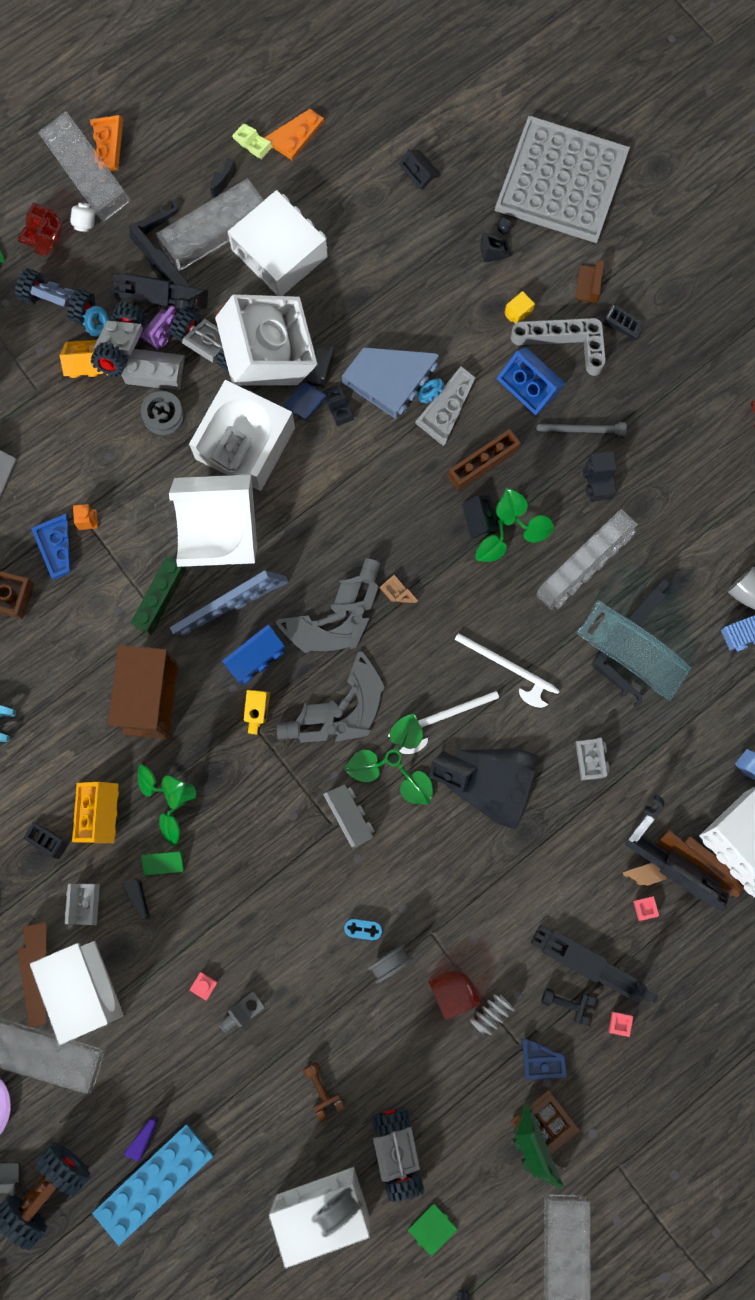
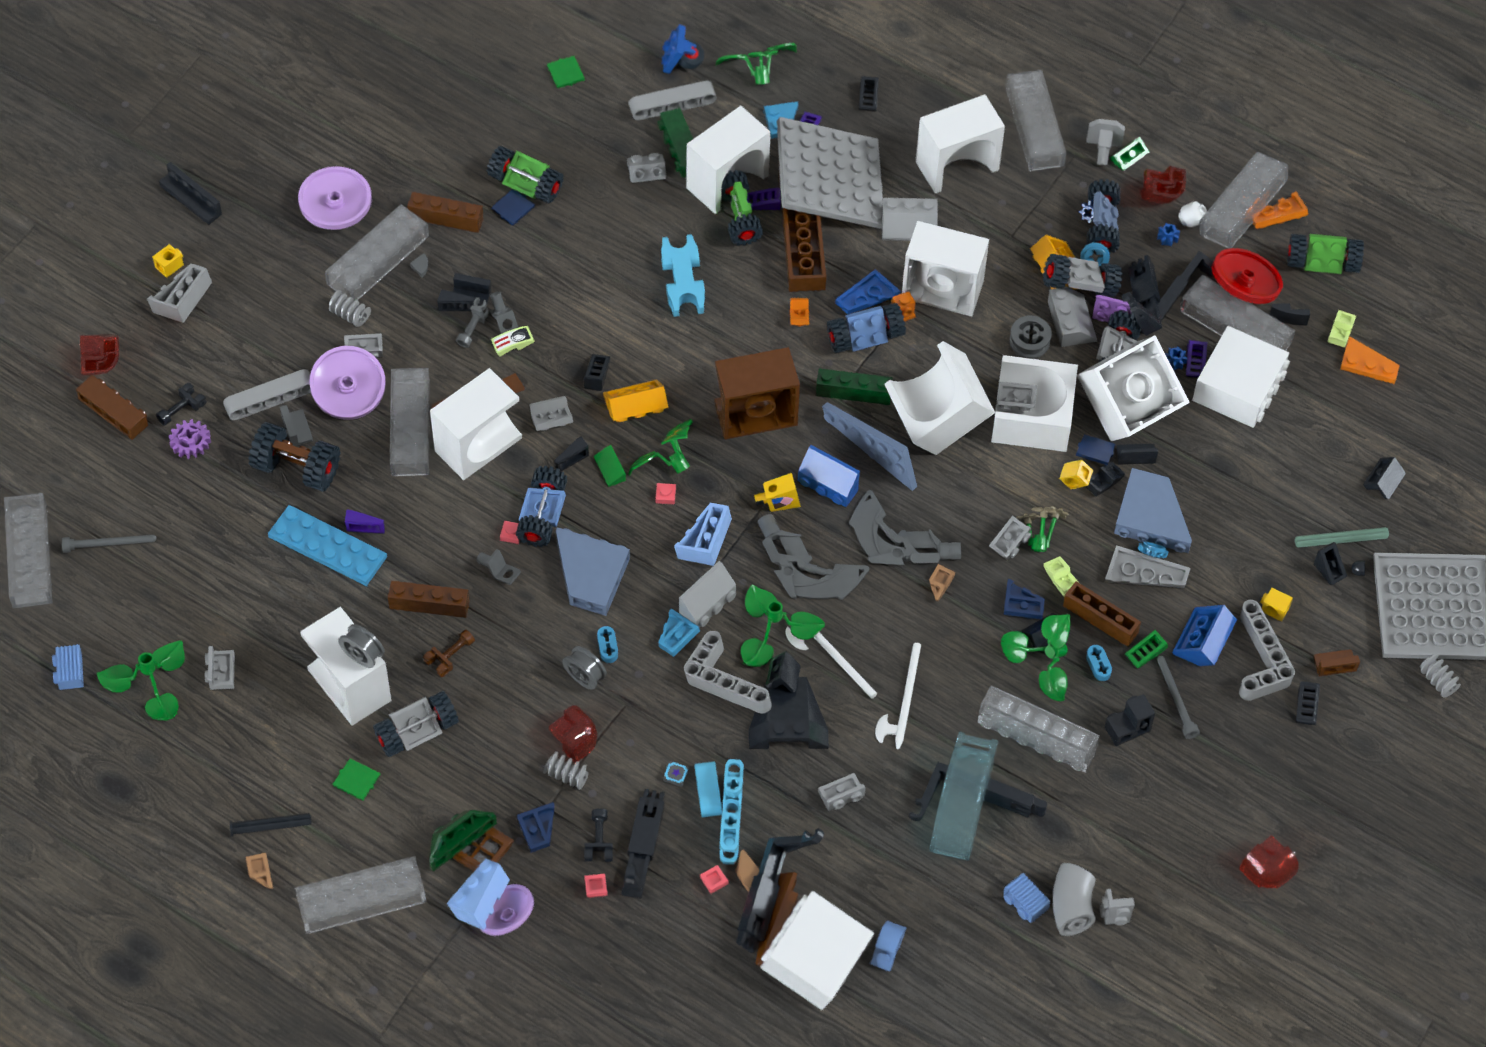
camera: 70 degrees right, 20 degrees down
(47, 308) = (1085, 211): none -> blue gear
(53, 618) = (799, 311): none -> orange bracket
(65, 460) = (945, 268): none -> white piece
(95, 247) = (1168, 234): none -> blue gear
(98, 560) = (866, 328): none -> plate
(171, 120) = (1325, 253): none -> plate
(172, 195) = (1247, 276): none -> red dish
(190, 948) = (542, 506): none -> plate
(212, 817) = (665, 493): none -> coral plate
(230, 265) = (1195, 345): none -> dark purple slope
(232, 288) = (1176, 358): none -> blue gear
(255, 1097) = (428, 599): none -> reddish brown brick
(275, 920) = (591, 569): none -> sand blue slope
(278, 794) = (706, 536): none -> light blue wedge
(329, 428) = (1076, 474): none -> yellow brick
(373, 858) = (677, 633): none -> dark azure wing
(378, 511) = (1010, 537): none -> light grey bracket
(387, 486) = (1040, 541): none -> plant
(427, 481) = (1060, 574): none -> yellowish green slope
(444, 526) = (1022, 602): none -> dark blue wing
(444, 833) = (717, 681): none -> light grey beam
(467, 228) = (1341, 537): none -> sand green axle
(523, 908) = (676, 774): none -> dark grey tile
(527, 482) = (1102, 661): none -> dark azure beam
(531, 426) = (1163, 645): none -> green slope
(551, 883) = (708, 789): none -> medium azure beam
(597, 877) = (731, 821): none -> medium azure piece
(604, 1145) = (479, 893): none -> light blue wedge
(628, 1135) = (510, 910): none -> lavender dish
(630, 202) = (1439, 676): none -> light grey piece

